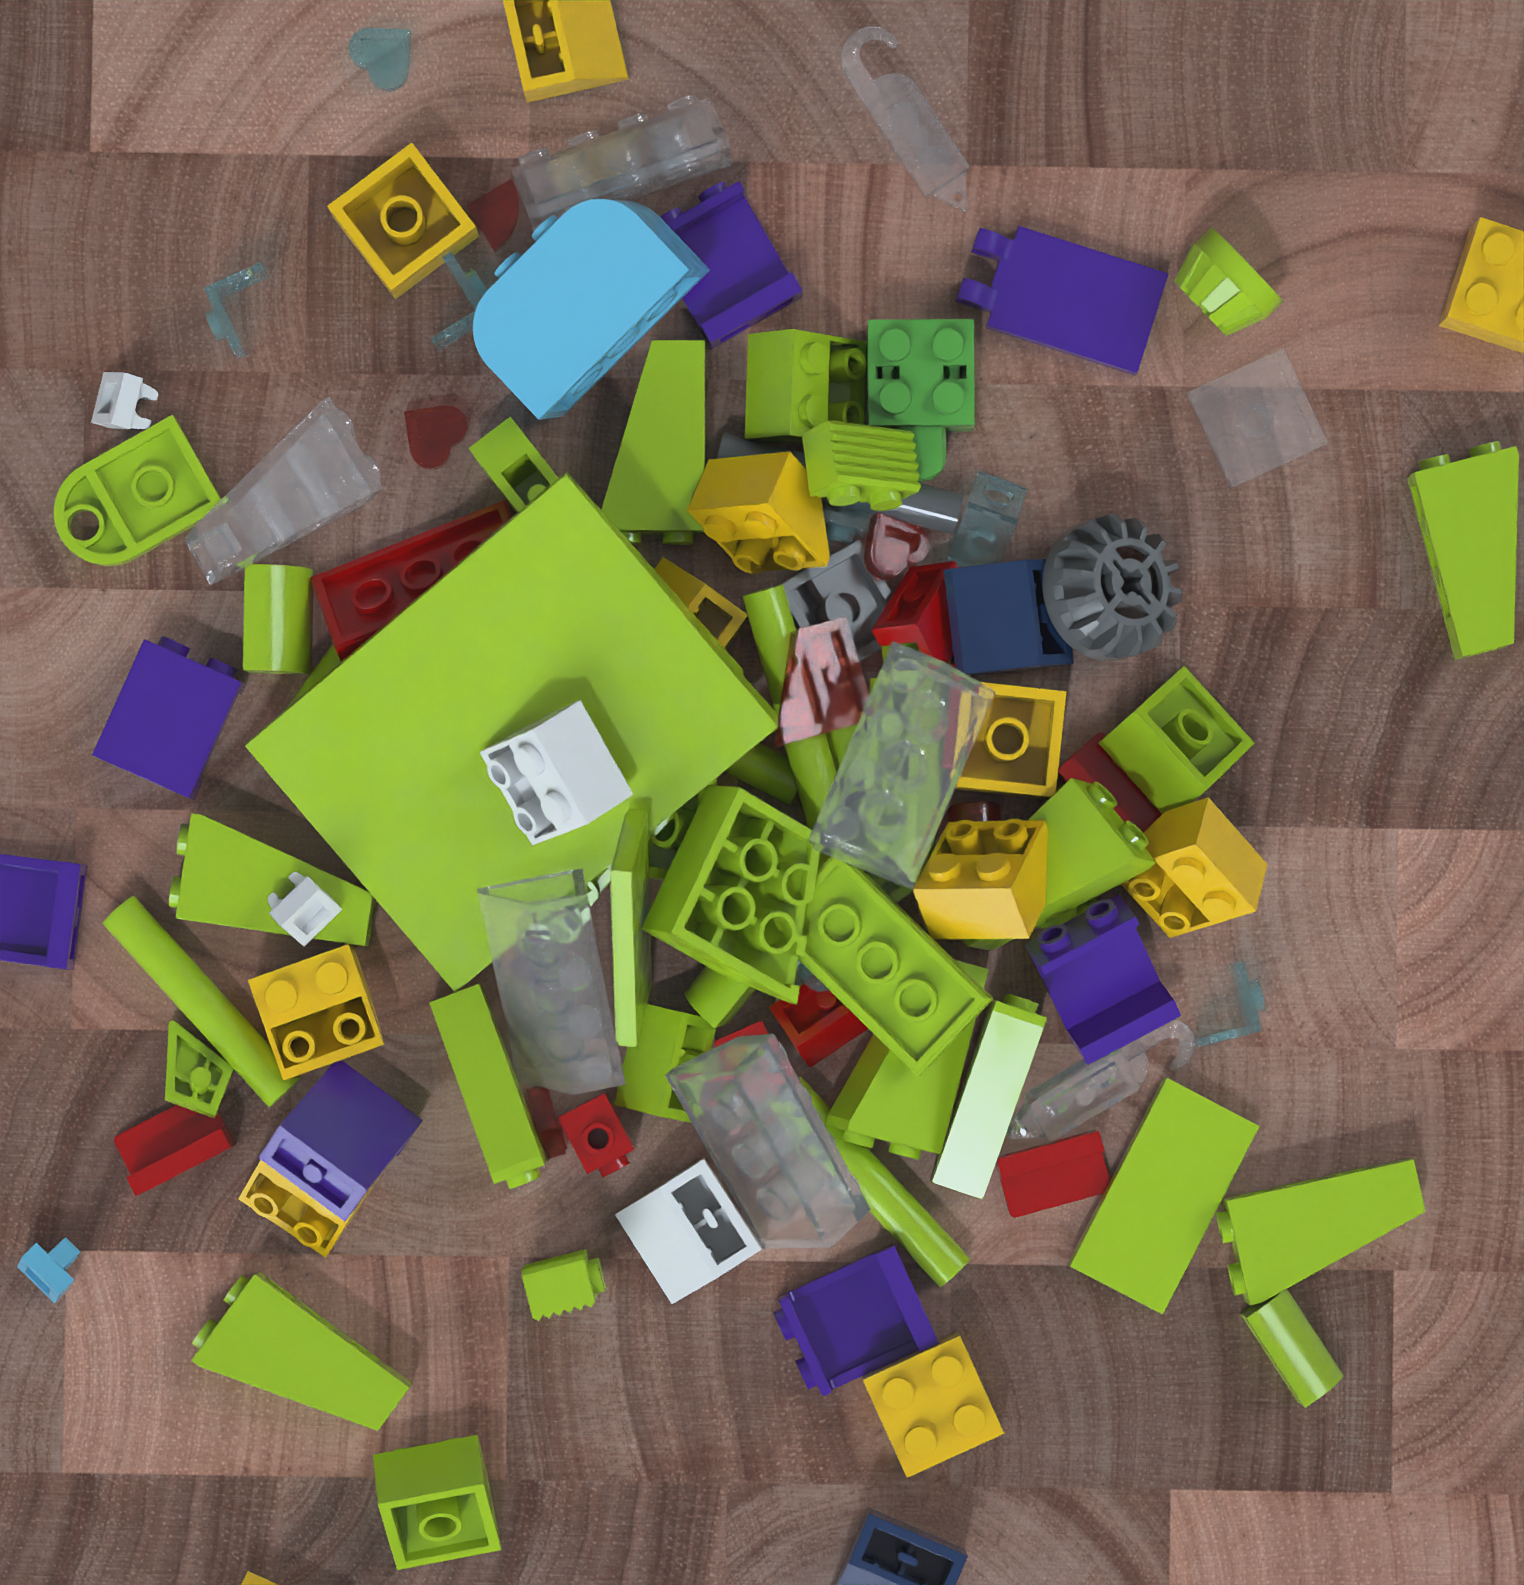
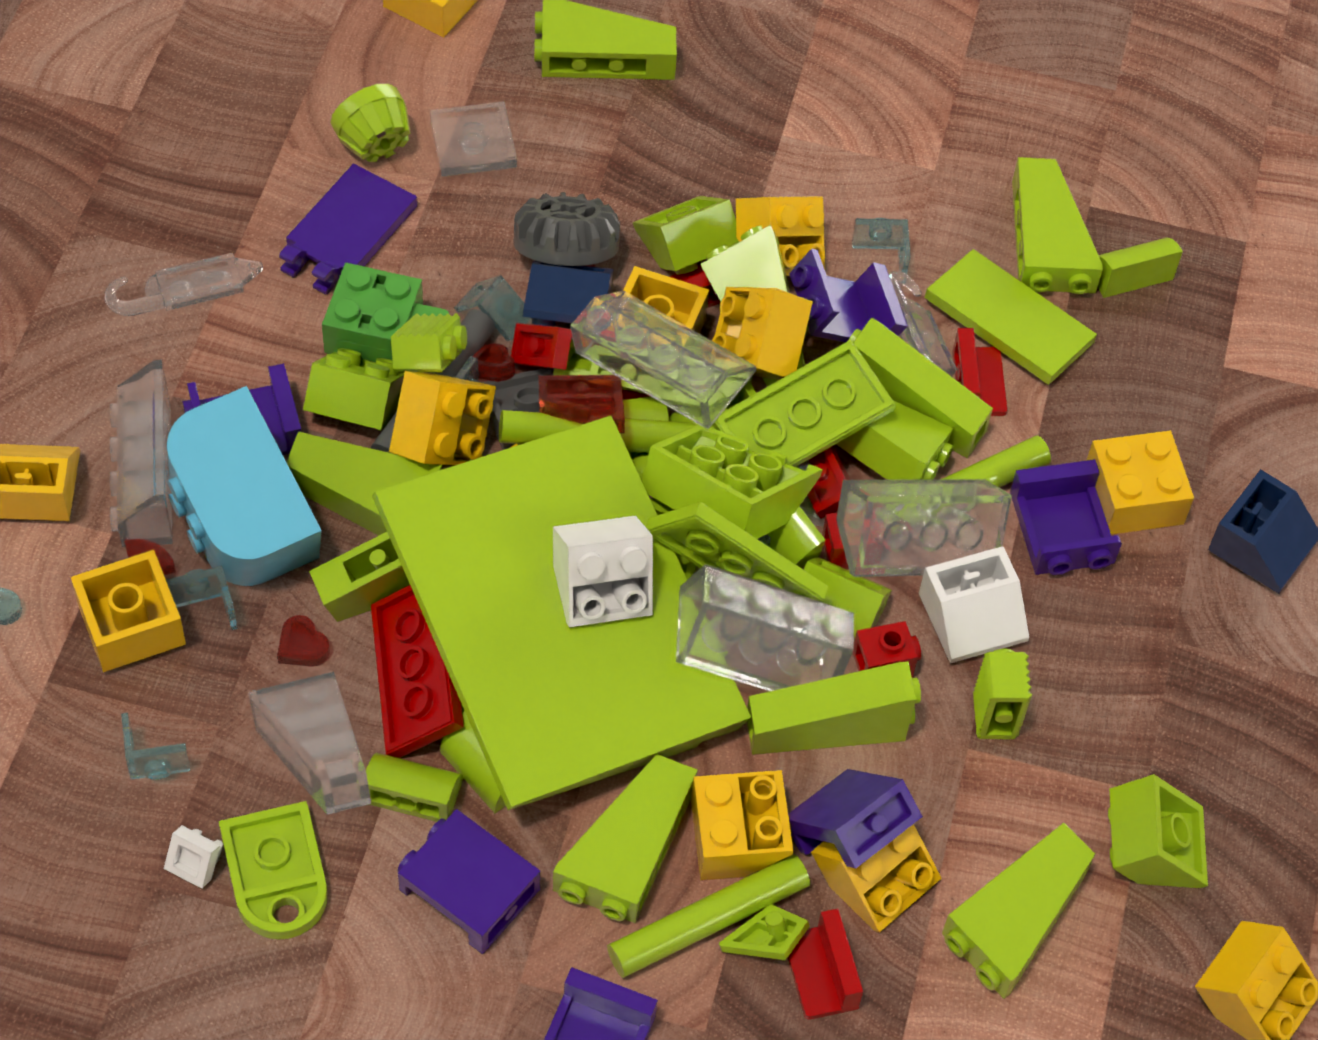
camera: 75 degrees left, 30 degrees down
(304, 909) = (659, 794): white tile -> none

